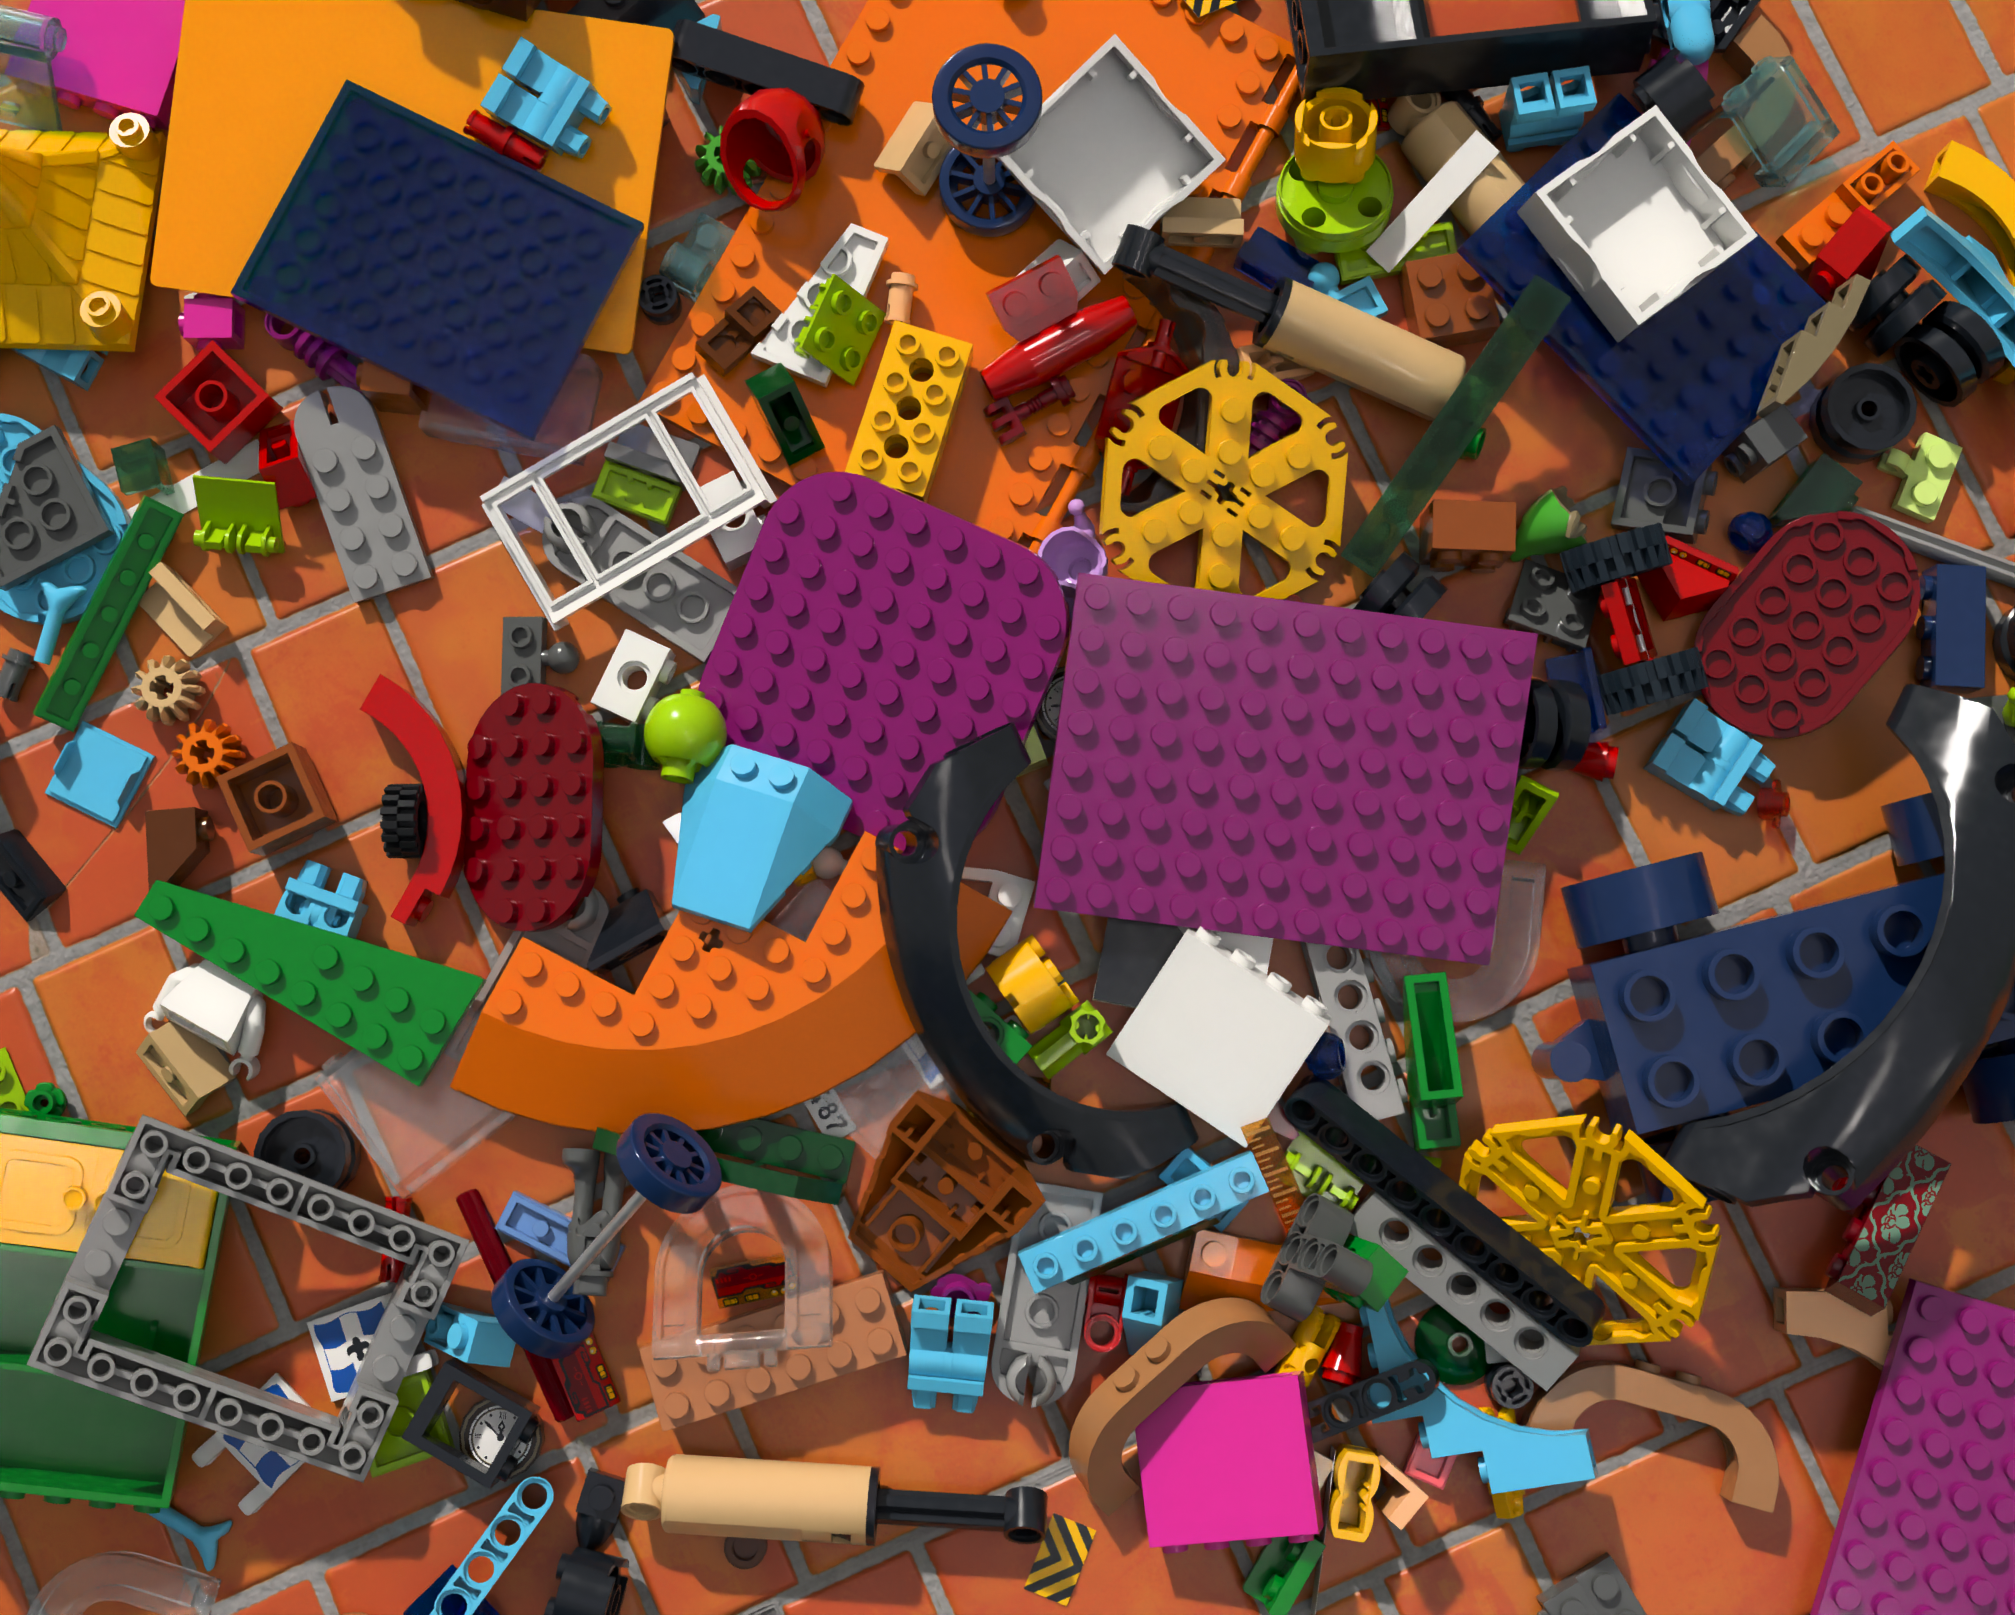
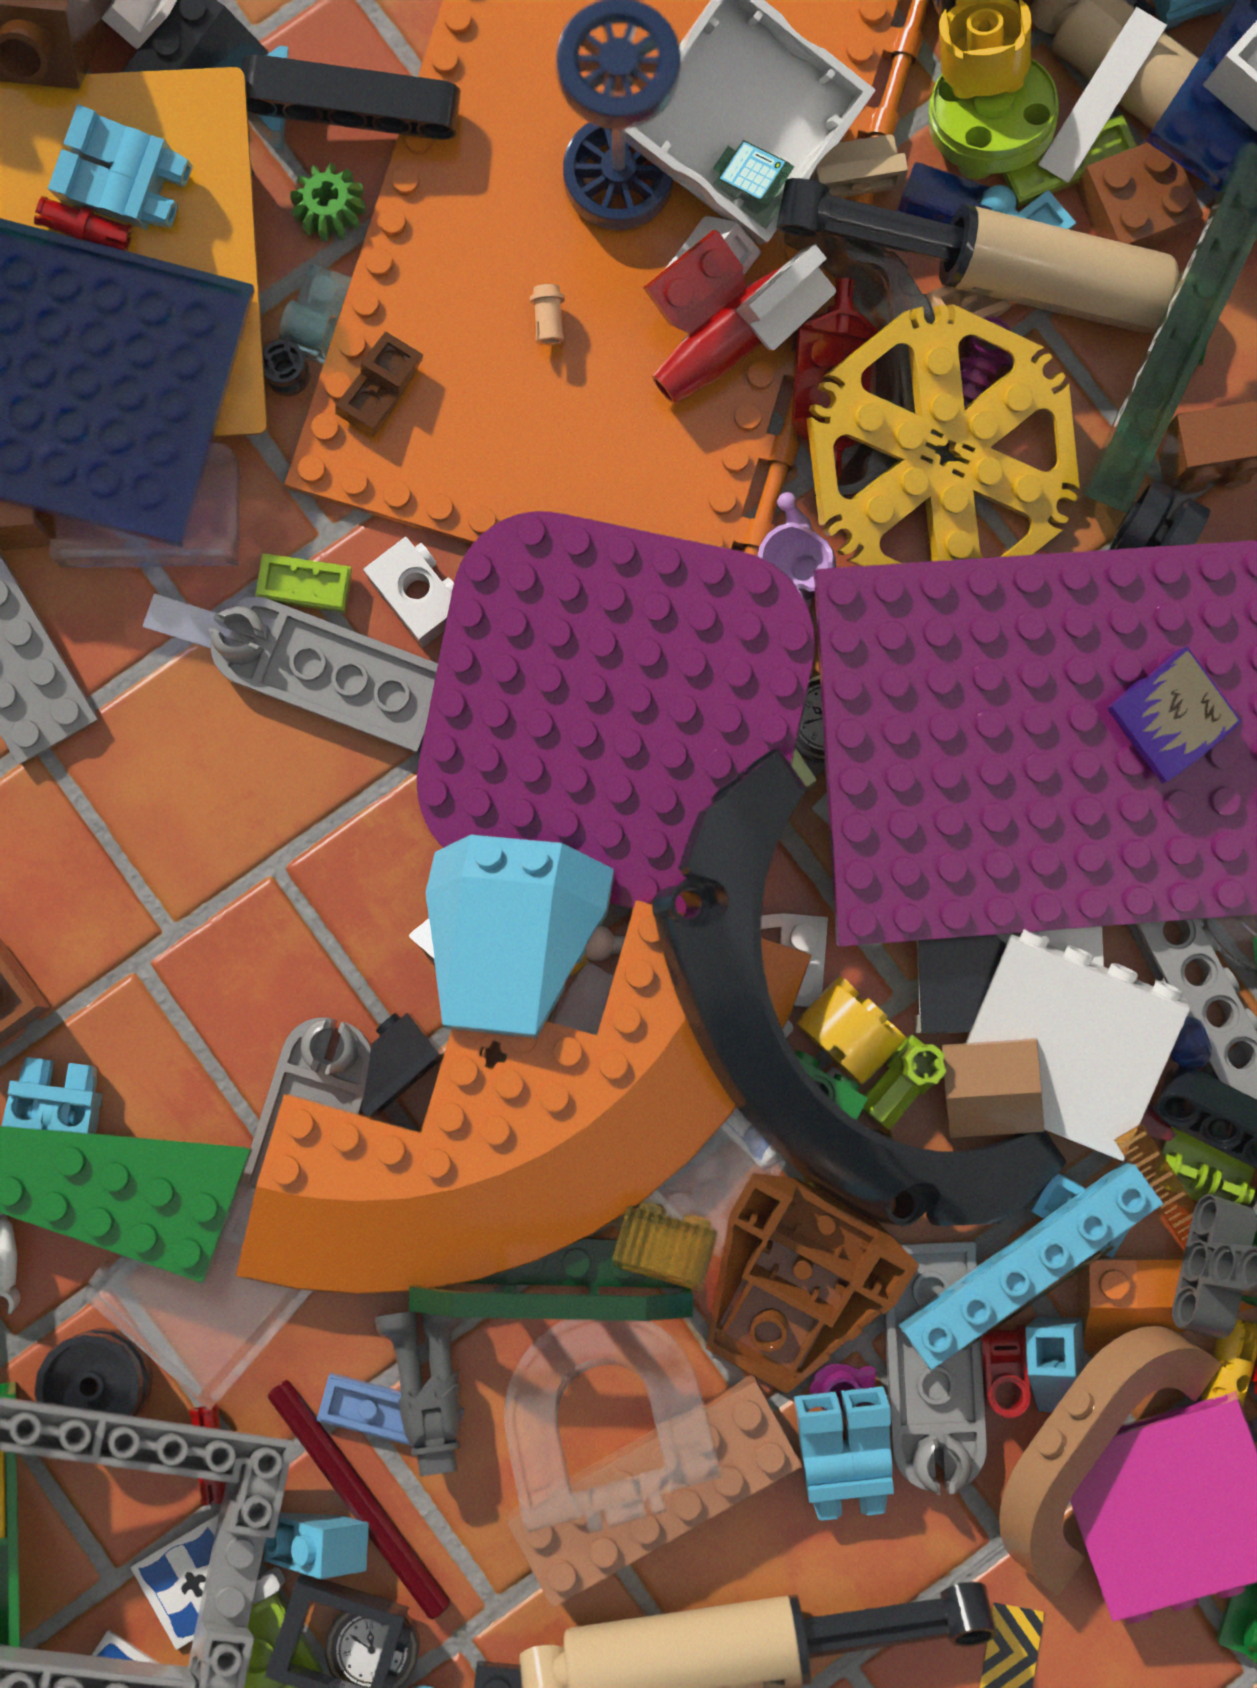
camera: 15 degrees left, 0 degrees up
(404, 820) = (125, 992): black tyre -> none
(444, 792) = (162, 952): red arch -> none
(527, 654) = (221, 786): dark grey plate -> none
(533, 807) = (265, 949): dark red plate -> none
(586, 1380) = (447, 1559): slope -> none
(625, 746) = (354, 860): clear green piece -> none
(633, 655) = (339, 758): white brick -> none
(643, 453) = (313, 536): flat silver panel -> none
(665, 1166) = (502, 1319): dark blue axle -> none
(684, 734) = (414, 835): lime brick -> none
(711, 518) = (393, 593): white piece -> none
(749, 1280) = (610, 1417): slope -> none
(780, 135) = (383, 163): red piece -> none
(785, 413) = (449, 462): dark green slope -> none
(828, 1140) = (665, 1246): none -> clear yellow brick
(840, 329) = (491, 358): lime hinge -> none
(856, 262) = (465, 355): white wing -> none
(895, 391) = (570, 370): yellow brick -> none
(915, 149) = (535, 144): tan panel -> none
(1013, 416) = (742, 378): dark red hinge -> none
(1100, 212) = (751, 175): none -> slope
(1111, 328) = (788, 298): none -> white panel
(1144, 1060) = (993, 1088): none -> medium nougat slope
(1368, 764) = (1174, 715): none -> slope

